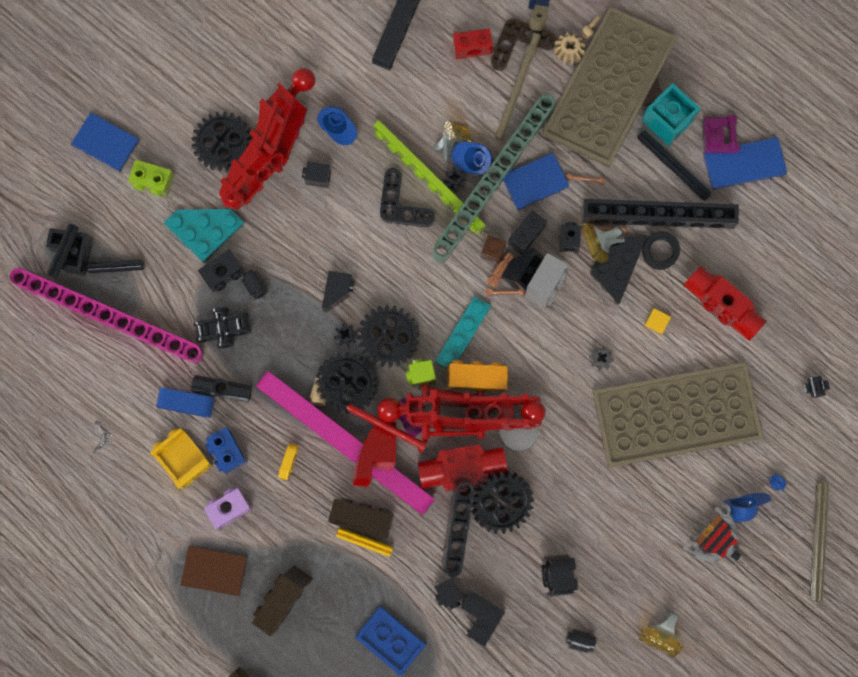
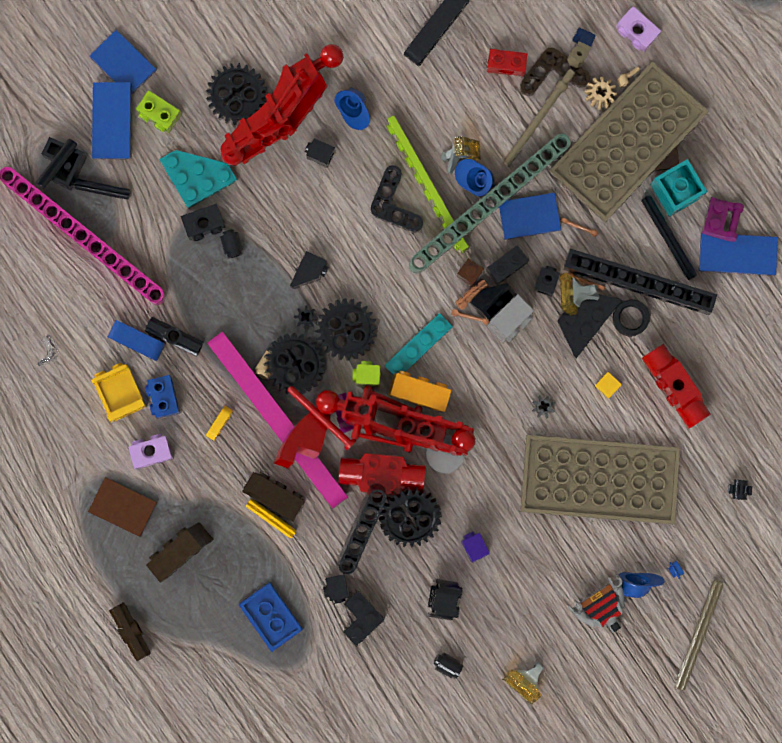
camera: 10 degrees right, 5 degrees up
(107, 198) = (111, 120): none -> blue tile
(218, 330) = (196, 278): black axle -> none
(455, 173) = (456, 190): black gear -> none
(574, 513) = (474, 546): none -> dark purple brick

